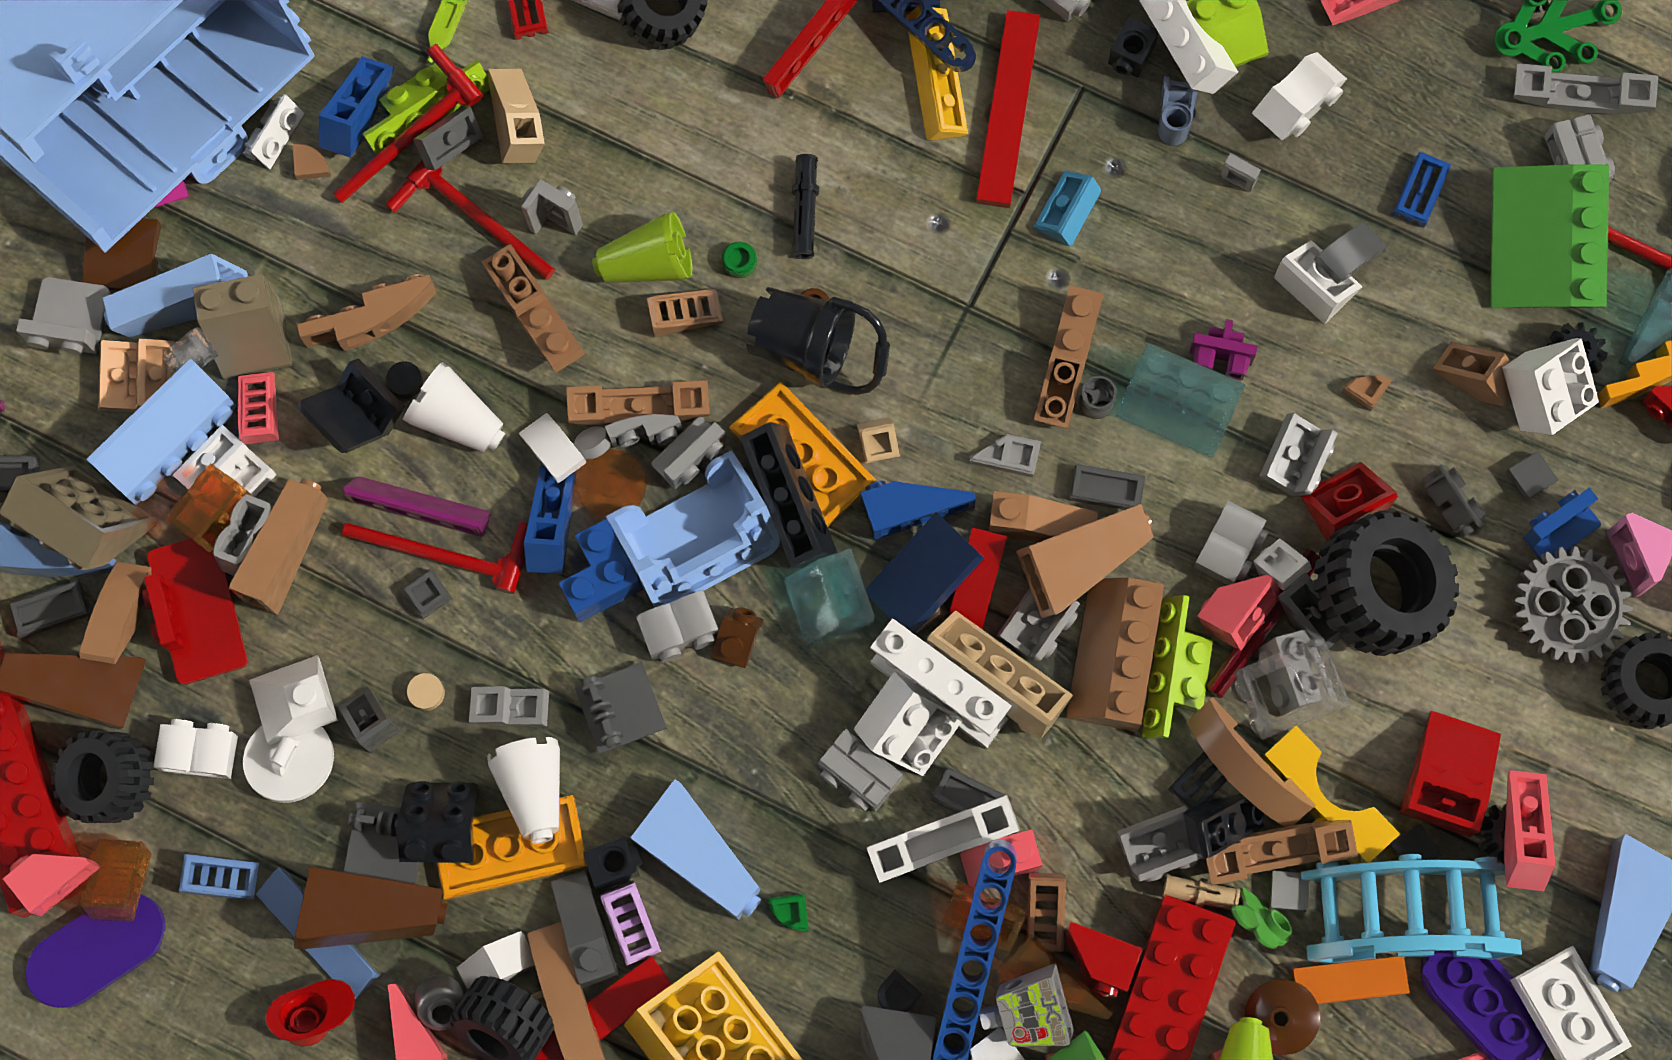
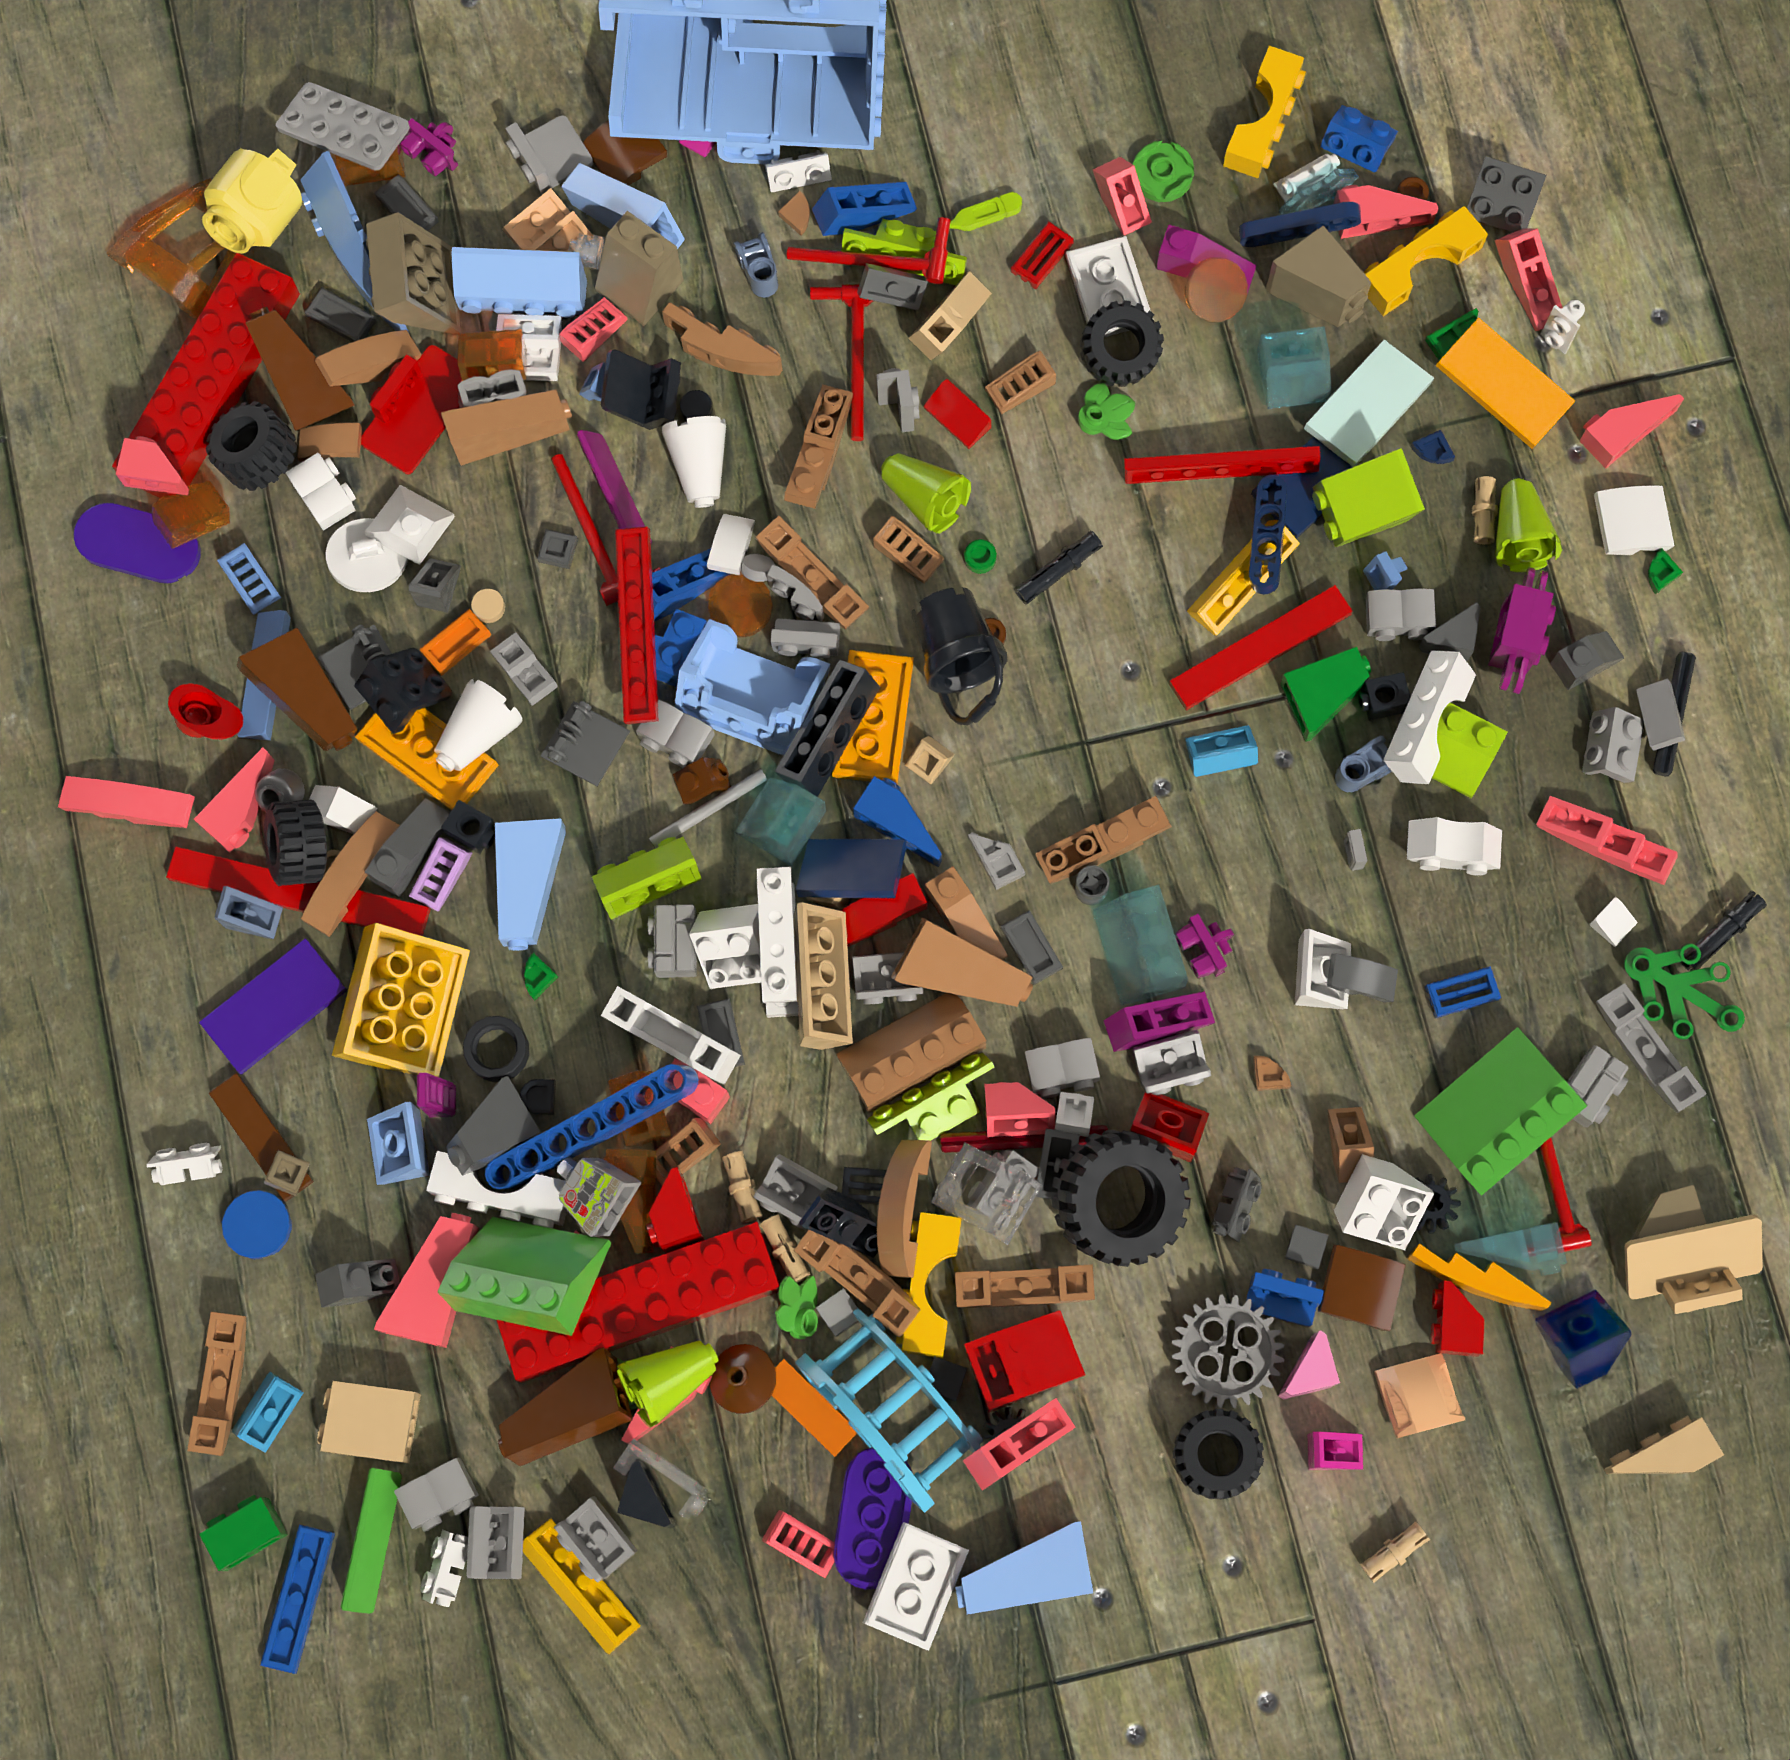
camera: 50 degrees right, 0 degrees up
(156, 707) = (330, 441): none -> medium nougat slope
(310, 443) = (593, 384): none -> medium blue tile
(320, 226) = (757, 260): none -> sand blue piece
(433, 745) = (455, 642): none -> orange tile
(564, 577) = (636, 625): none -> red tile
(602, 177) = (958, 414): none -> red slope
(615, 80) = (1015, 374): none -> medium nougat slope
(705, 64) = (1109, 410): none -> bright green plate
(765, 652) = (709, 807): none -> light grey bar
(783, 748) = (646, 876): none -> lime slope
(799, 1002) = (495, 1023): none -> black tyre
(1088, 89) = (1324, 689): none -> green slope
(1118, 885) = (742, 1187): none -> tan pin
(1254, 438) = (1158, 1020): none -> magenta slope
(1391, 721) = (1024, 1287): none -> medium nougat slope
(1457, 32) = (1614, 922): none -> white slope
(1601, 459) = (1361, 1287): none -> reddish brown slope

